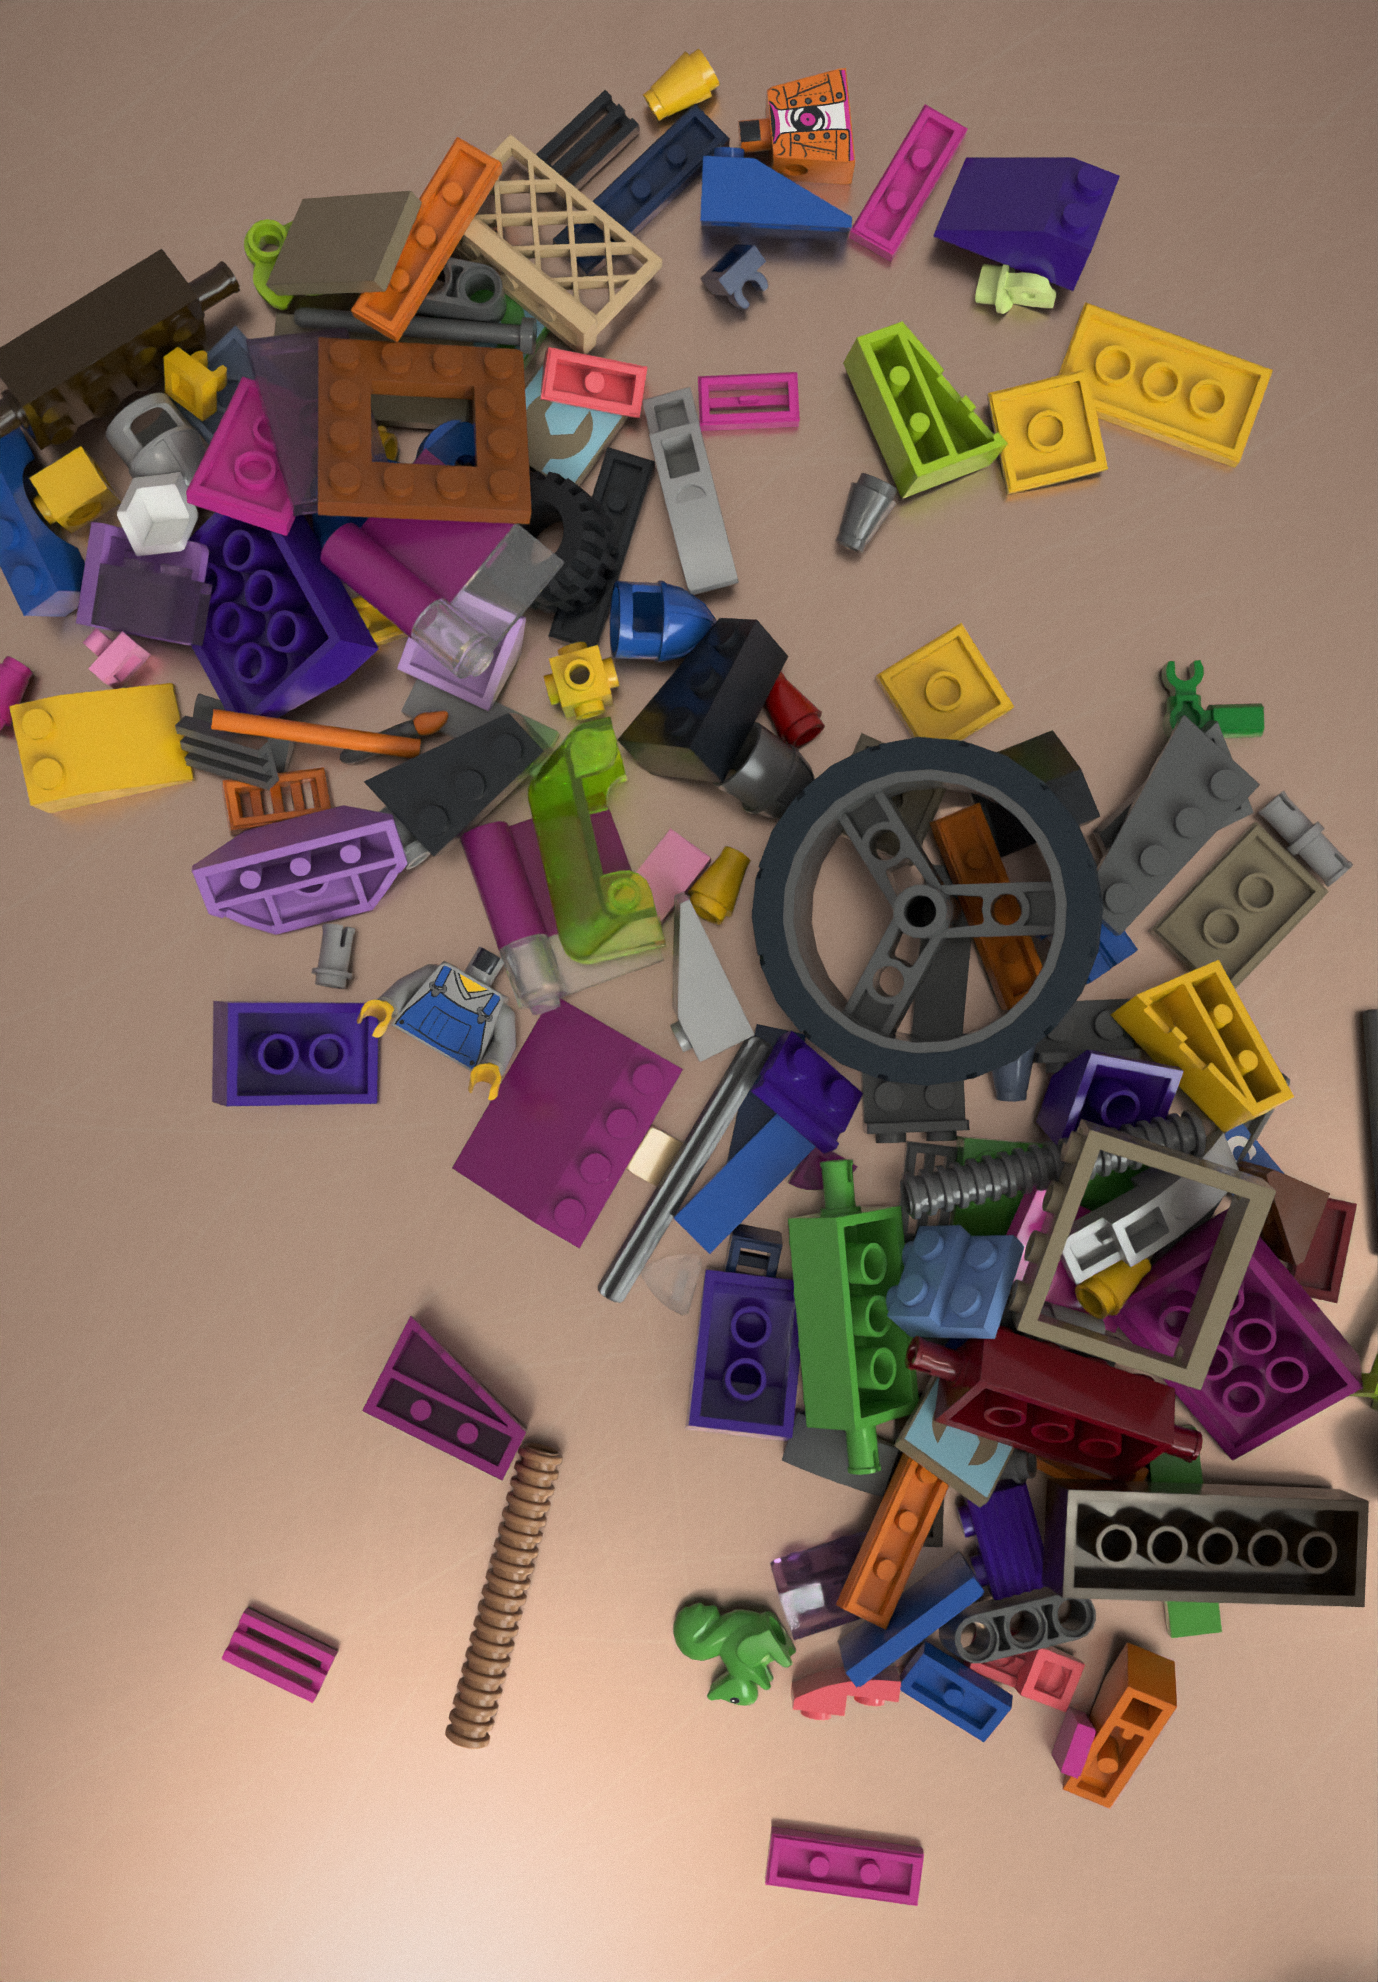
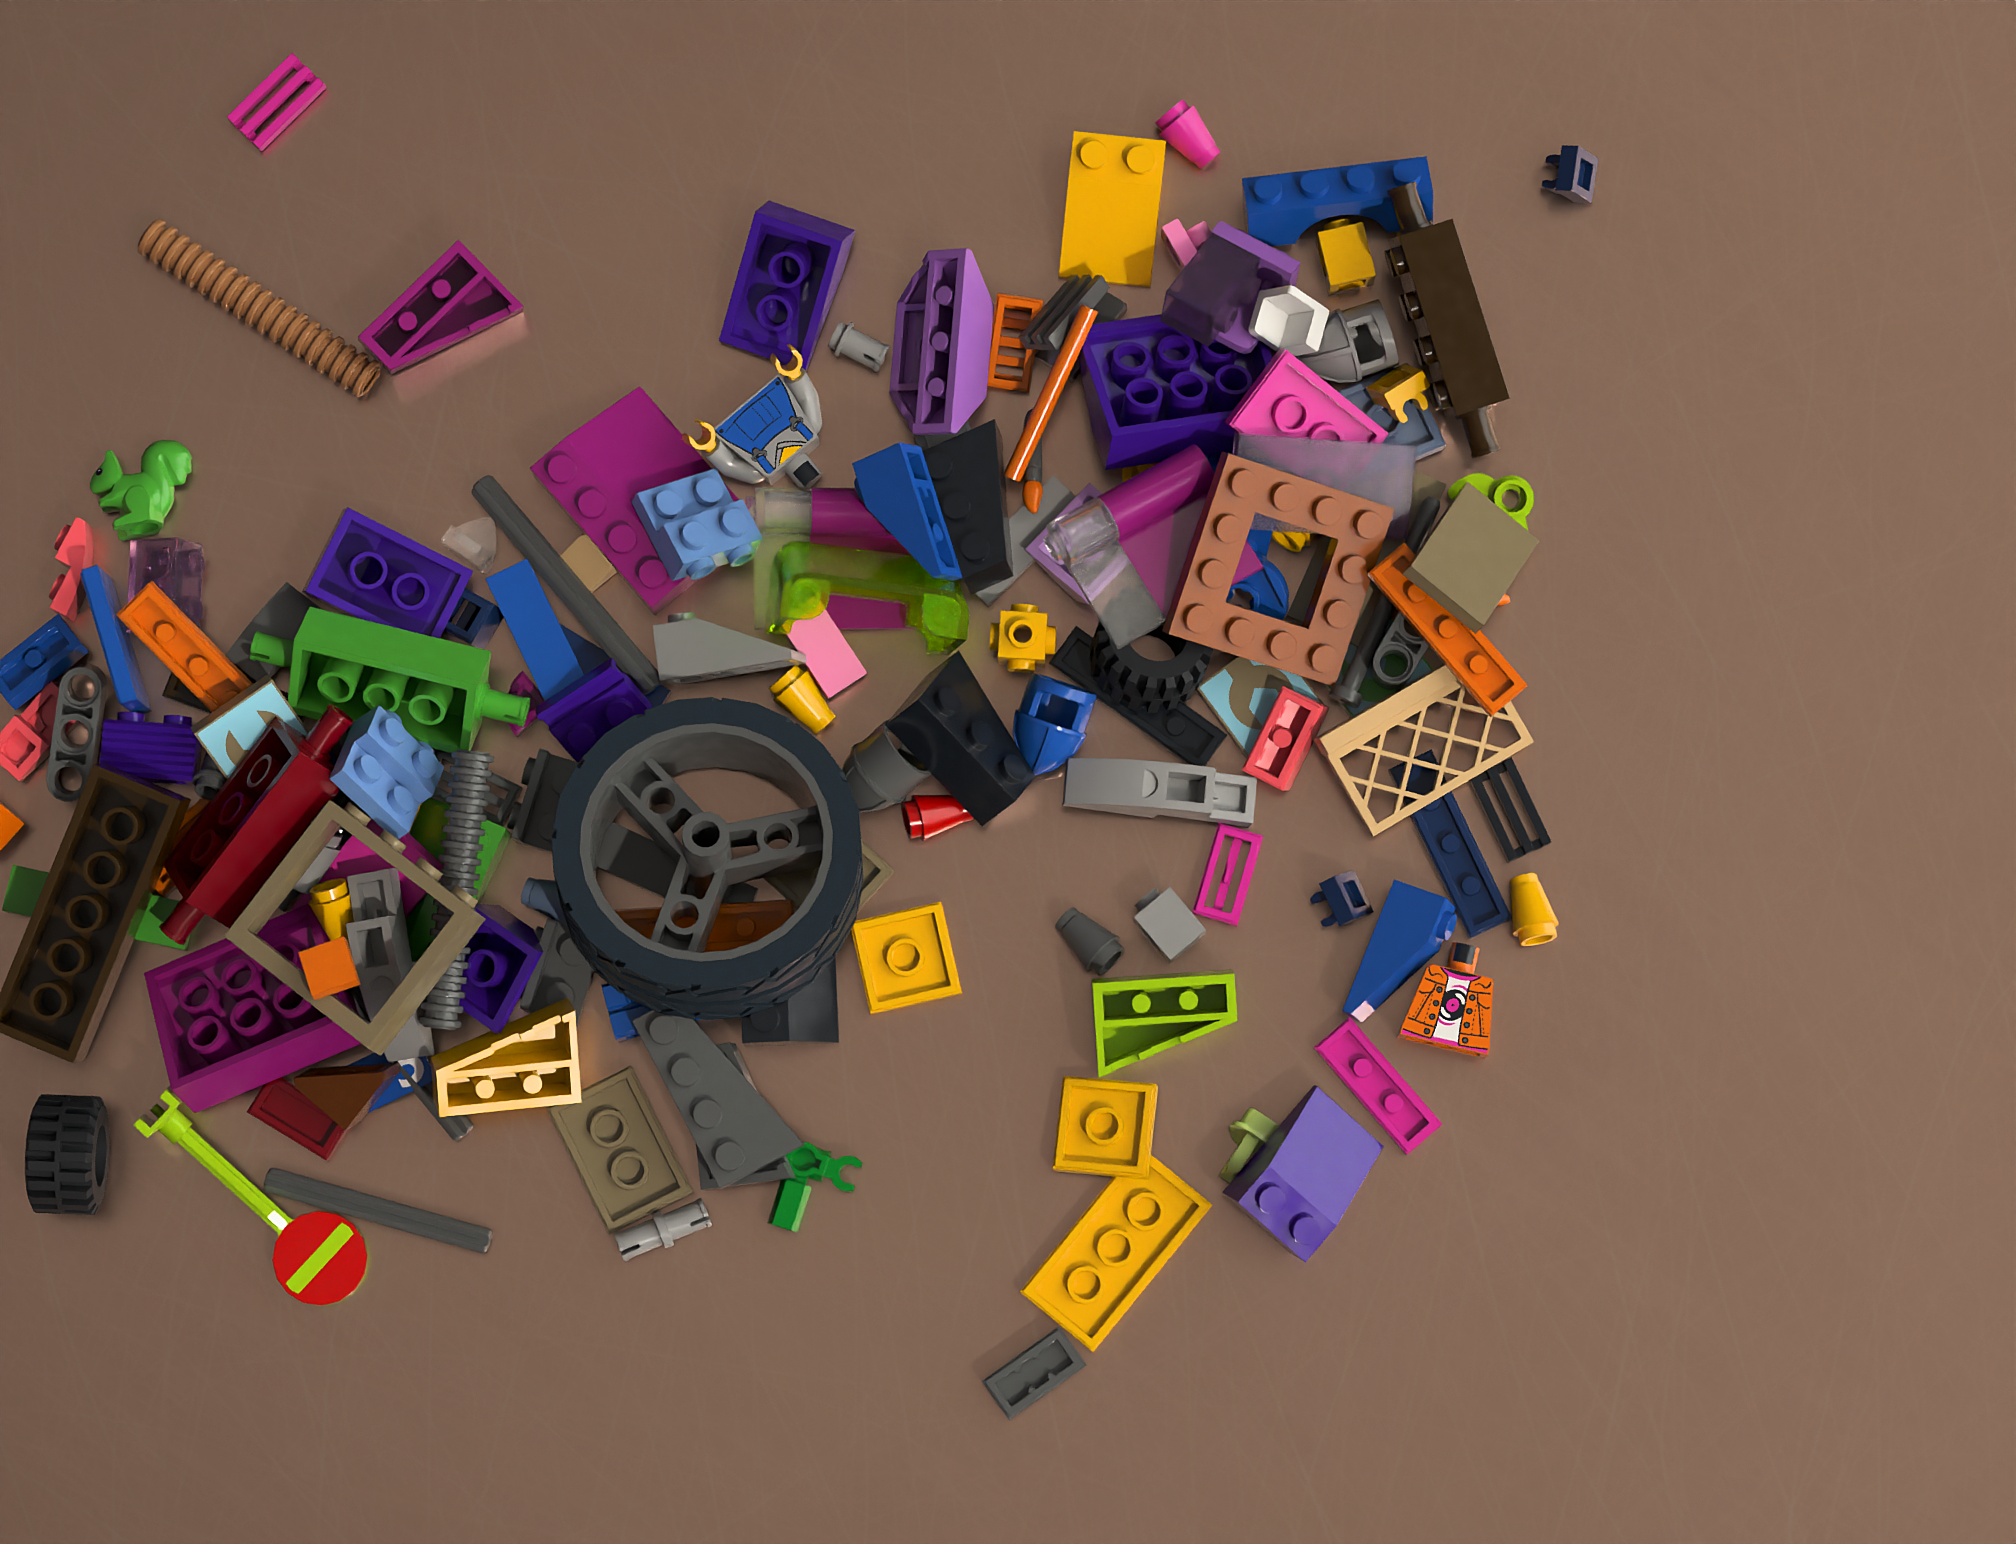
camera: 110 degrees right, 5 degrees down
(482, 841) = (903, 499): none -> blue slope
(580, 1051) = (697, 525): none -> medium blue plate
(821, 437) = (1167, 923): none -> light grey brick
(1204, 1263) = (329, 968): none -> orange tile
(1315, 420) = (1034, 1373): none -> dark grey plate

